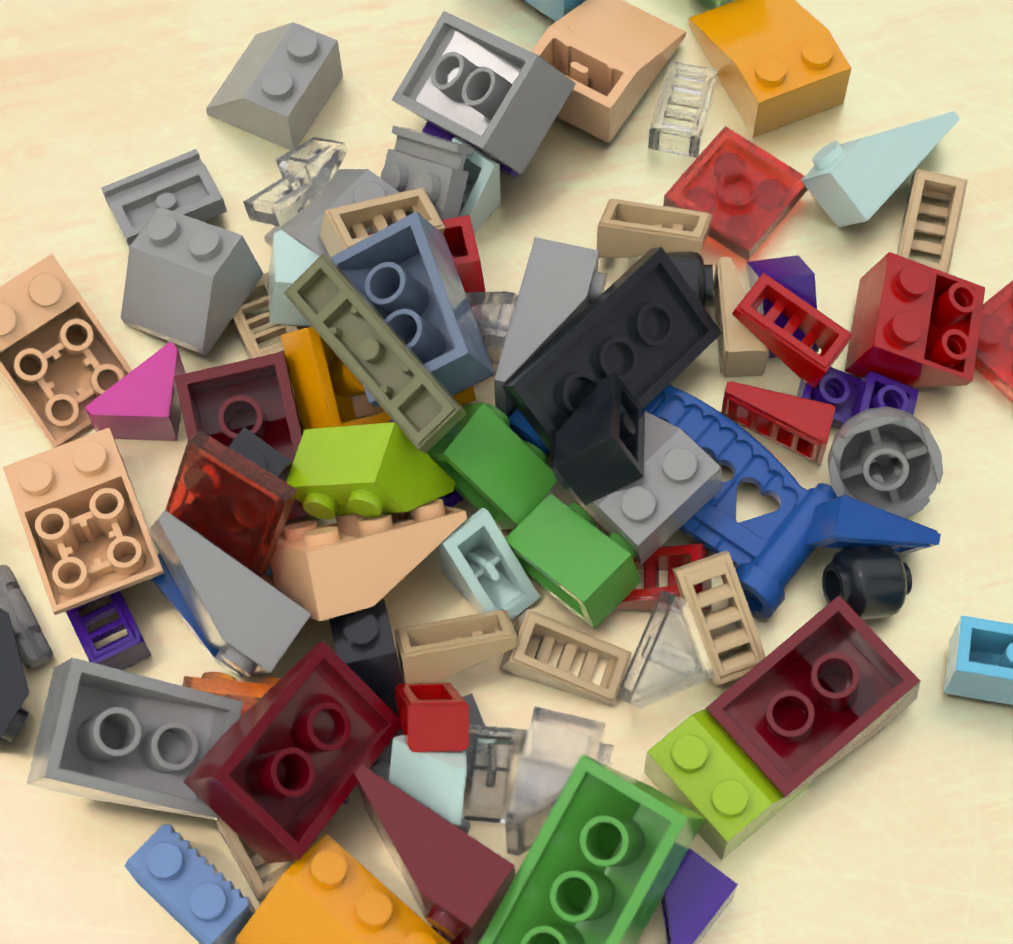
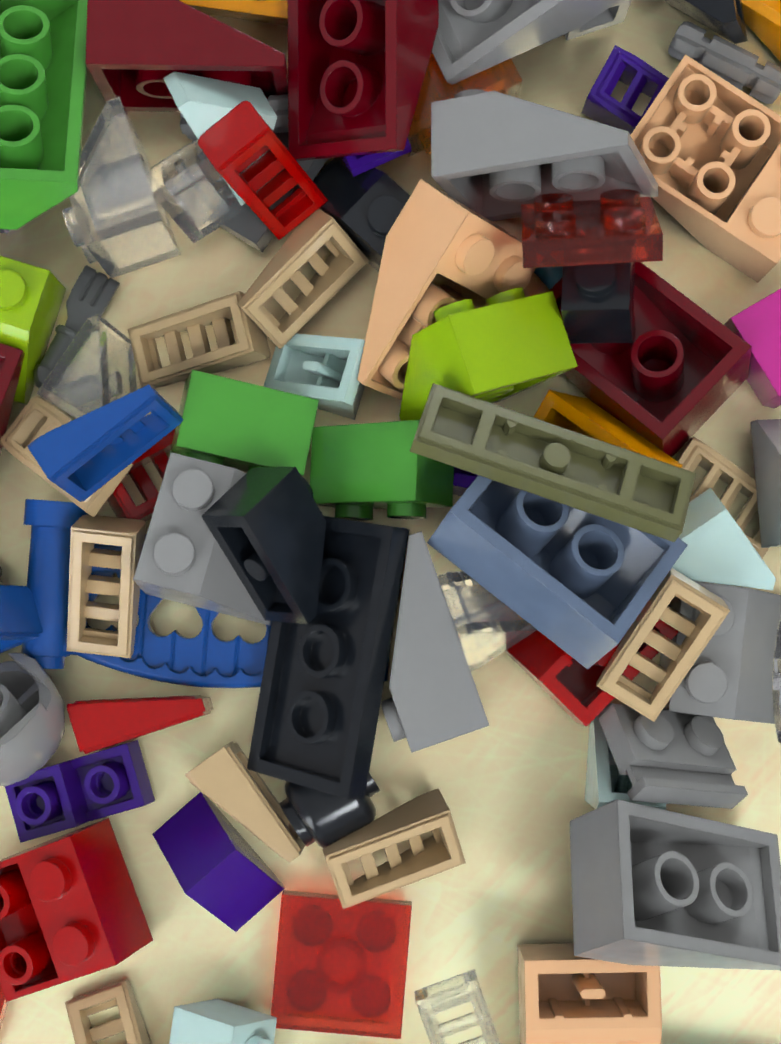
camera: 145 degrees right, 20 degrees up
(637, 738) = (87, 298): none -> dark grey piece
(703, 580) = (104, 441): none -> blue slope
(720, 530) = (83, 555): none -> tan slope
(815, 325) = (122, 813): red slope -> none

